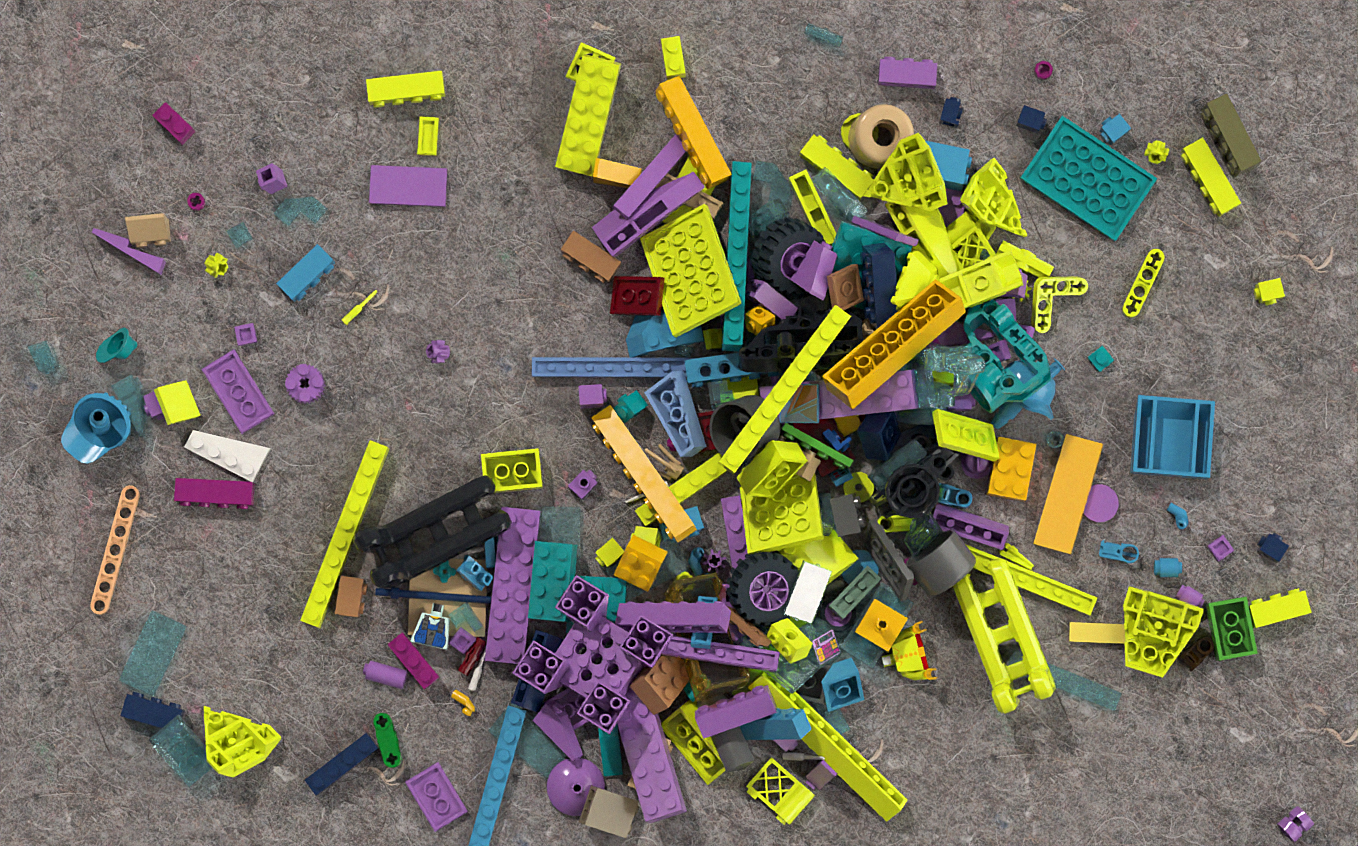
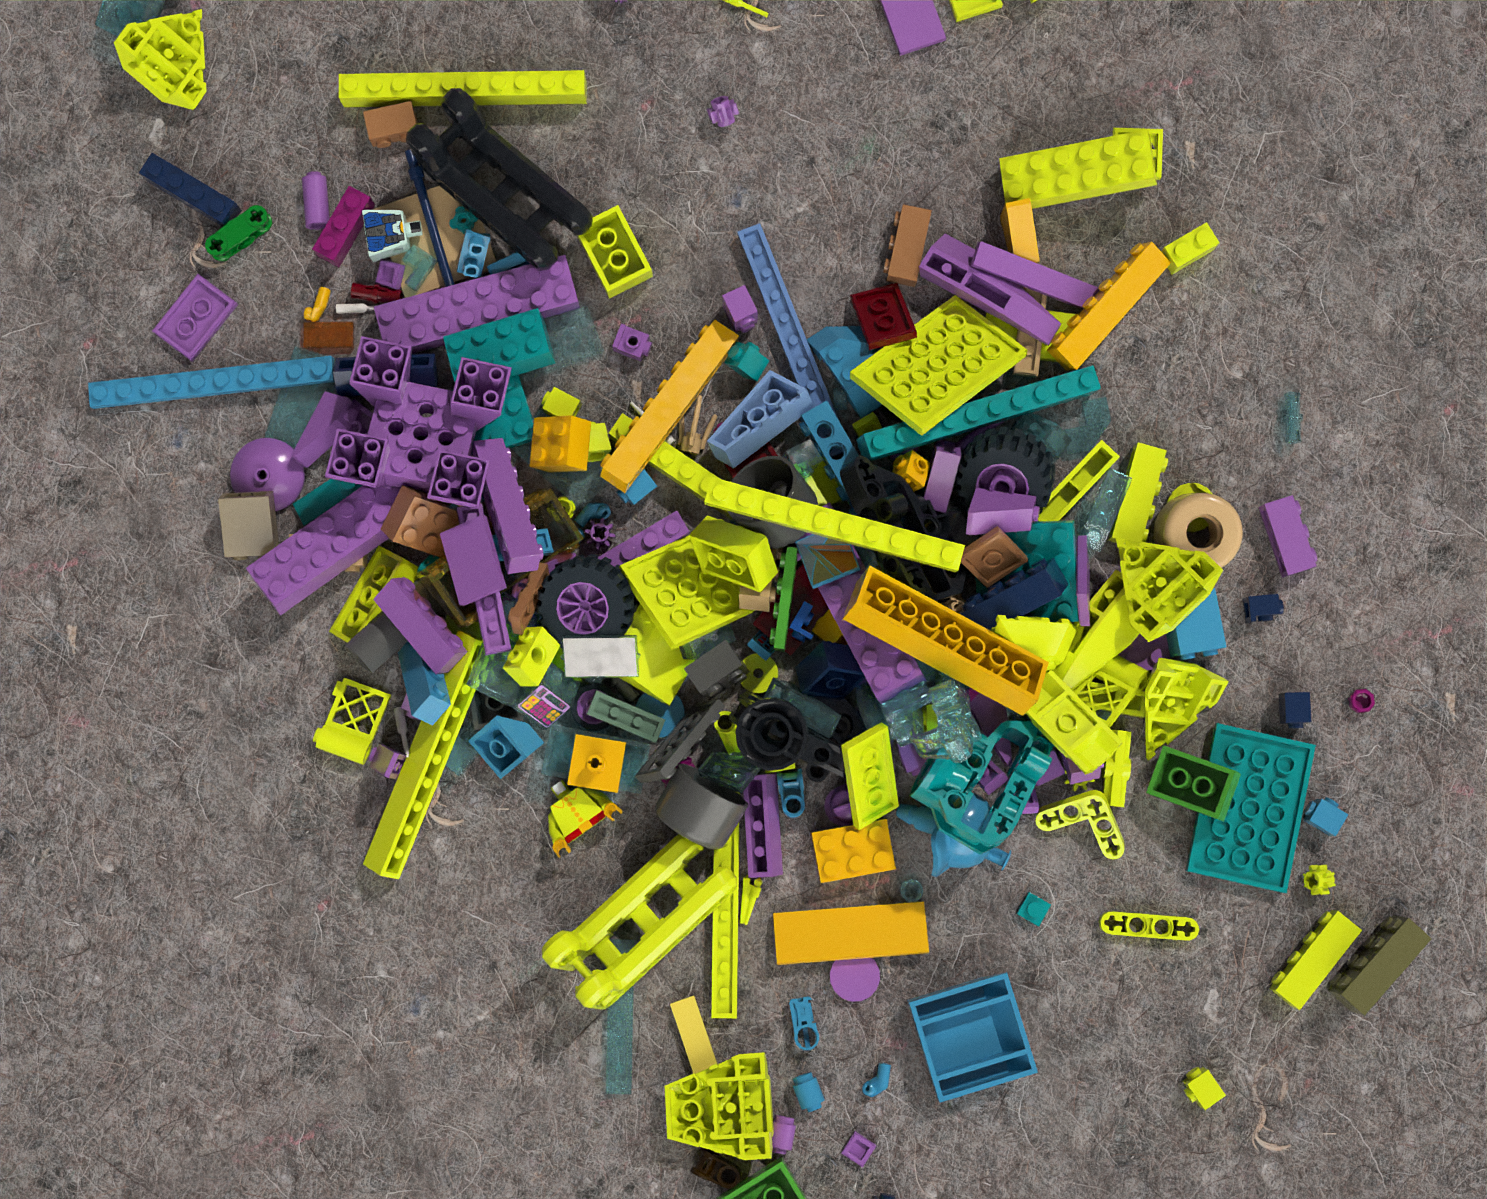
camera: 70 degrees right, 0 degrees up
(488, 703) = (328, 335): none -> clear orange tile
(706, 654) = (473, 560): none -> medium lavender tile
(1056, 212) = (1193, 783): none -> bright green brick

